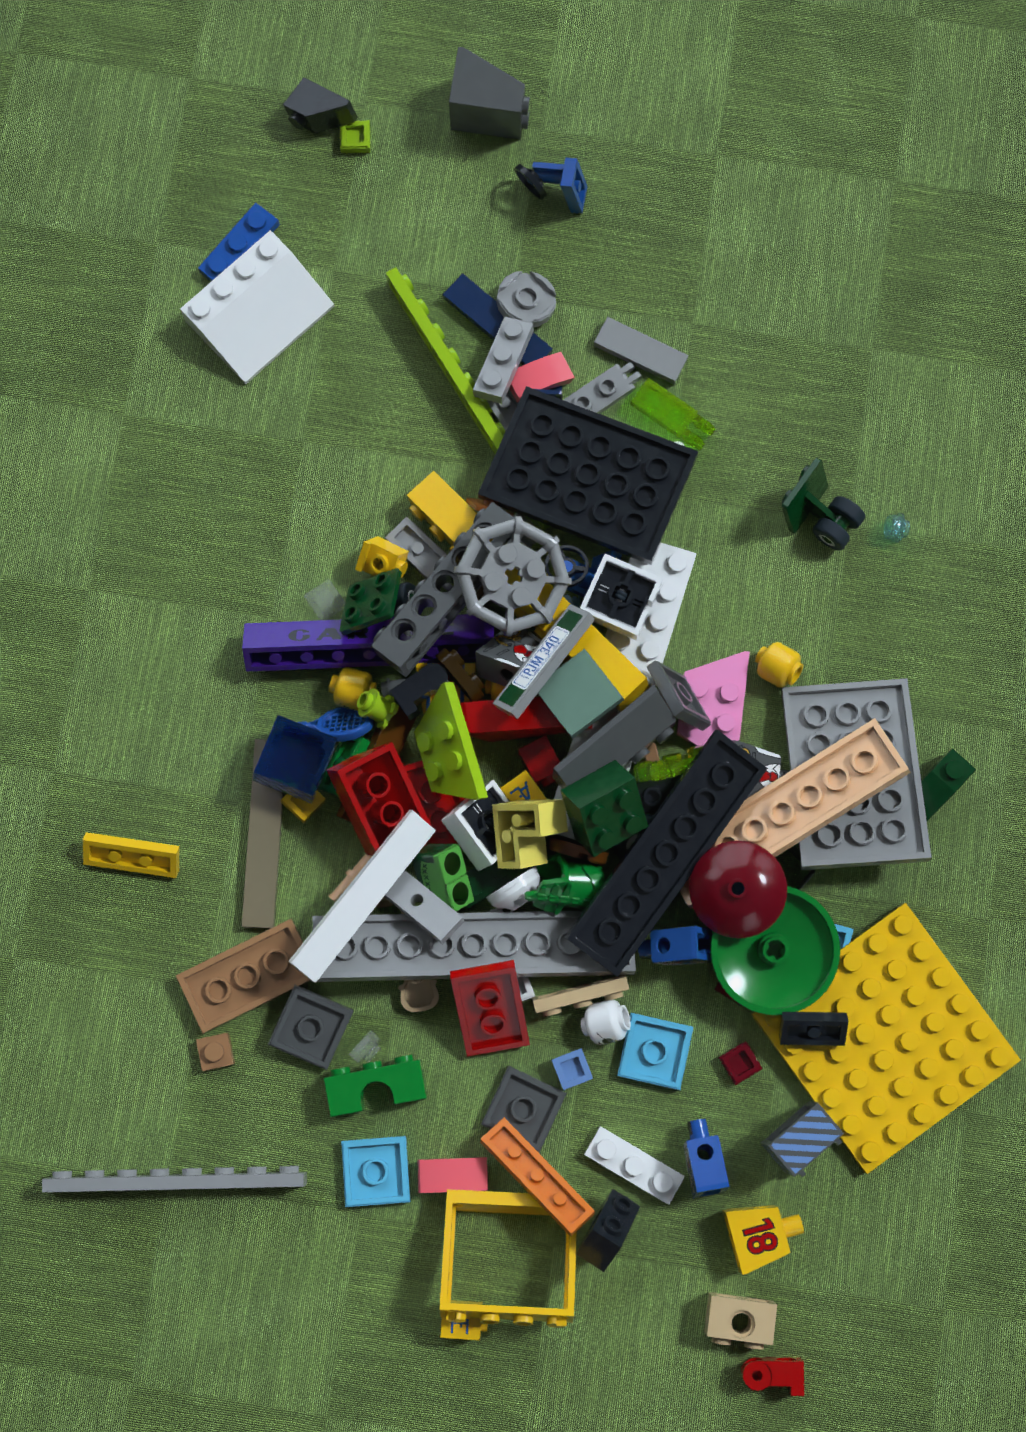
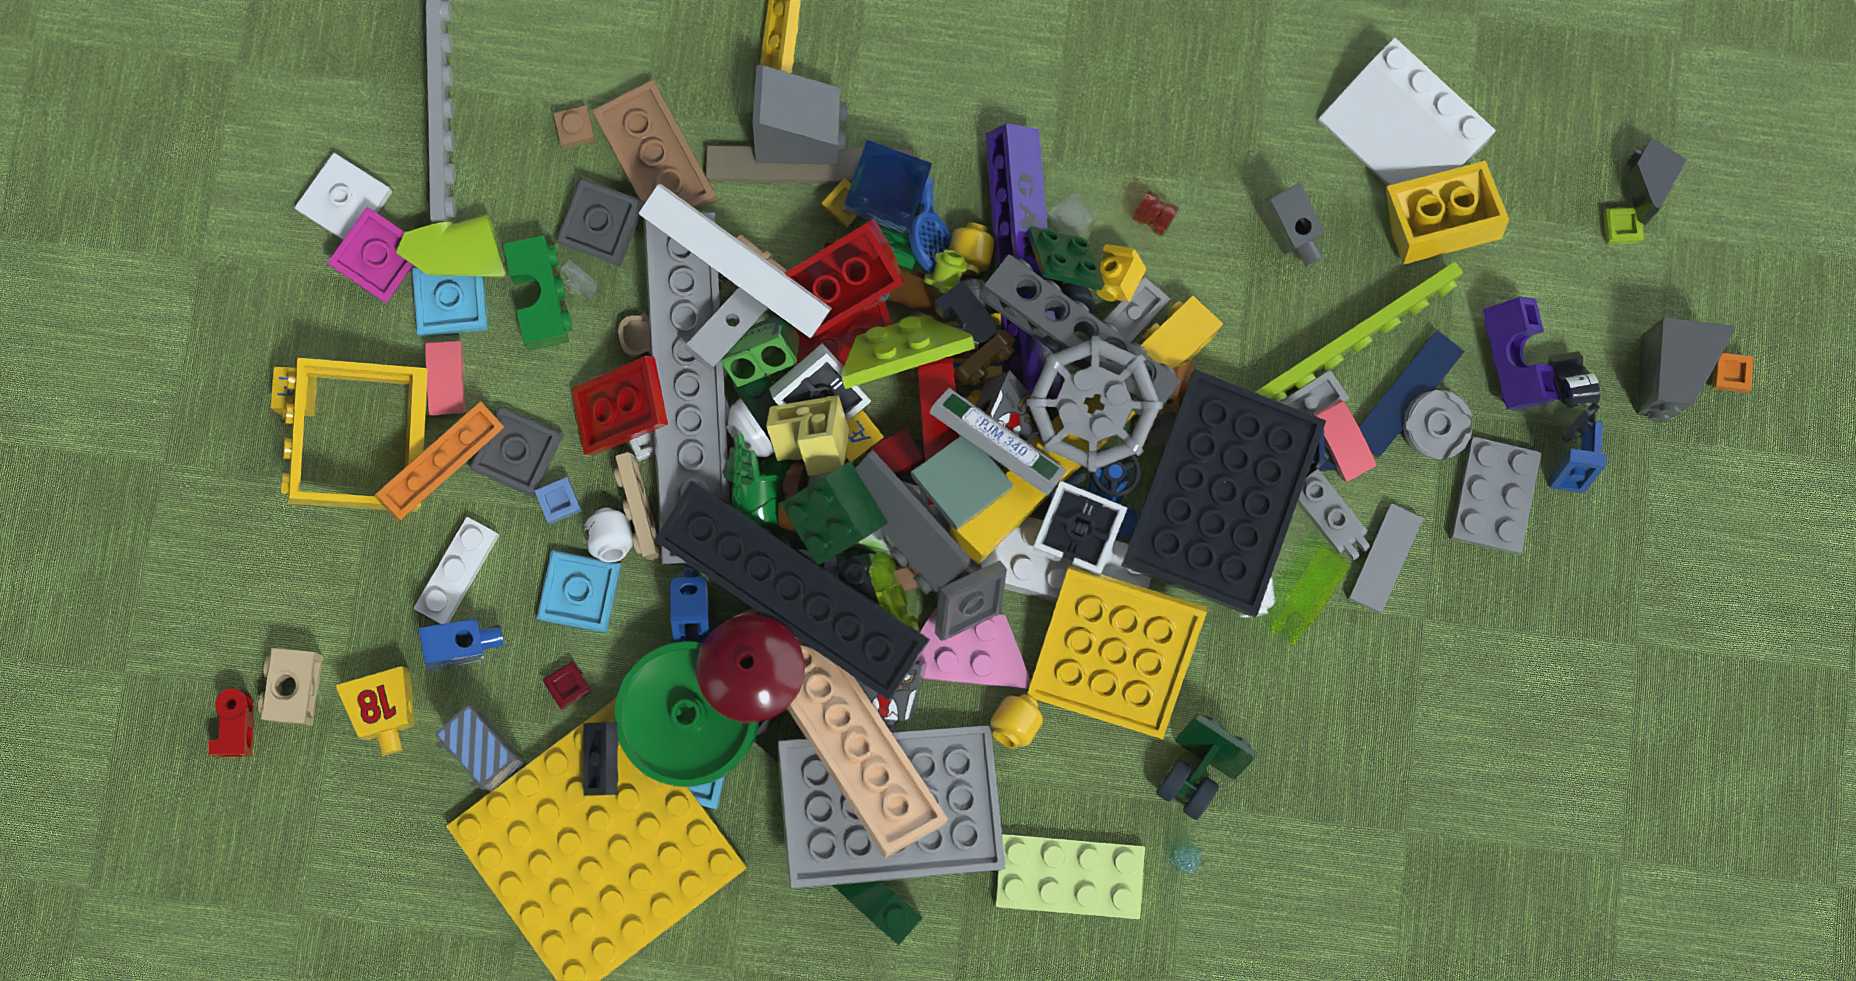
camera: 85 degrees right, 0 degrees up
(225, 839) = (797, 119): none -> slope
(242, 237) = (1494, 108): blue plate -> none
(275, 1275) = (341, 196): none -> white plate
(327, 525) = (1155, 213): none -> clear red wheel
(331, 1165) = (454, 249): none -> lime panel
(333, 1240) = (370, 256): none -> dark pink plate
(339, 278) = (1445, 212): none -> yellow slope
(342, 407) = (1289, 211): none -> dark grey torso
(492, 53) = (1733, 373): none -> orange plate
(493, 228) = (1509, 328): none -> dark purple arch
(495, 184) = (1574, 380): none -> black leg
(503, 360) = (1359, 397): light grey plate -> none
(588, 257) = (1495, 495): none -> light grey plate
(608, 1230) = (383, 538): black brick -> none
(723, 574) = (1116, 651): none -> yellow plate
(911, 625) = (1071, 877): none -> yellowish green plate

